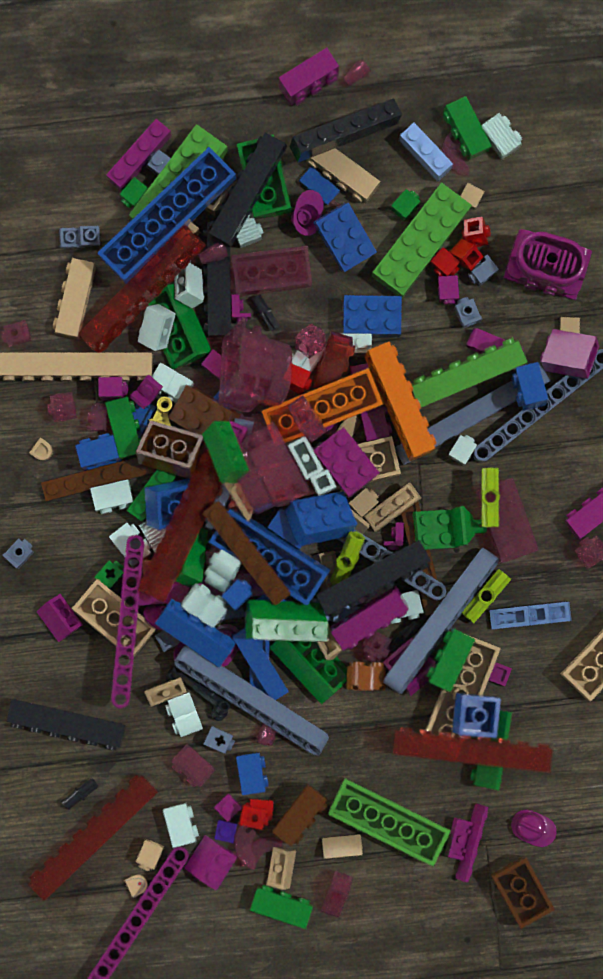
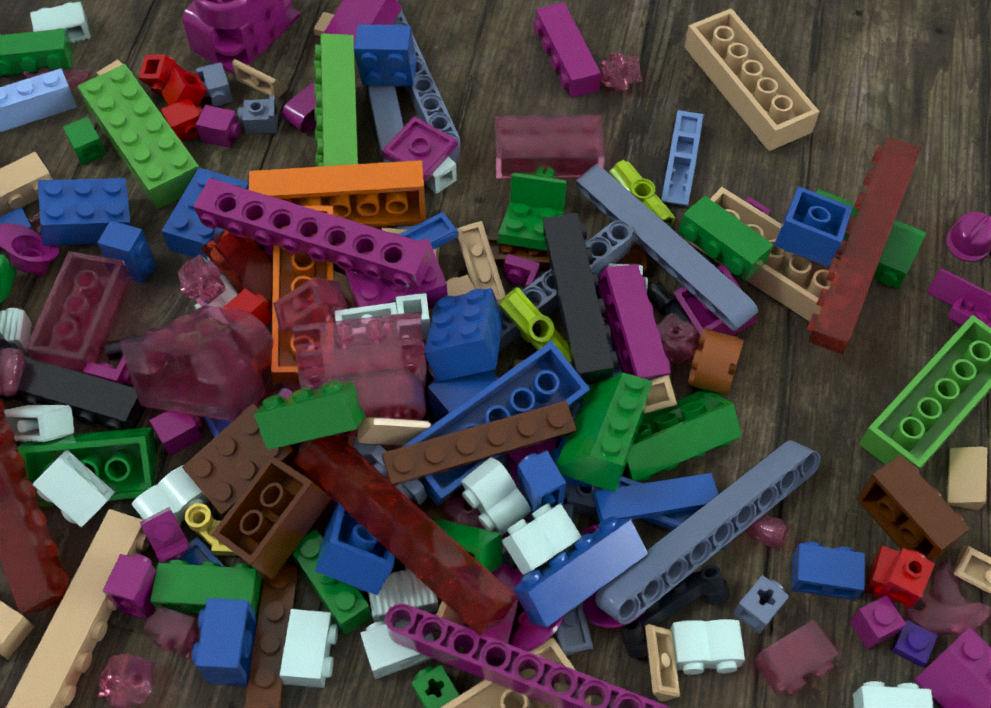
camera: 70 degrees left, 25 degrees down
(322, 280) = (129, 245): none -> blue brick
(357, 333) = (274, 213): none -> magenta brick
(392, 467) = (437, 229): none -> blue tile
(467, 436) = (420, 142): none -> magenta tile
(490, 484) = (513, 135): lime piece -> none
(502, 298) = (258, 80): none -> tan slope

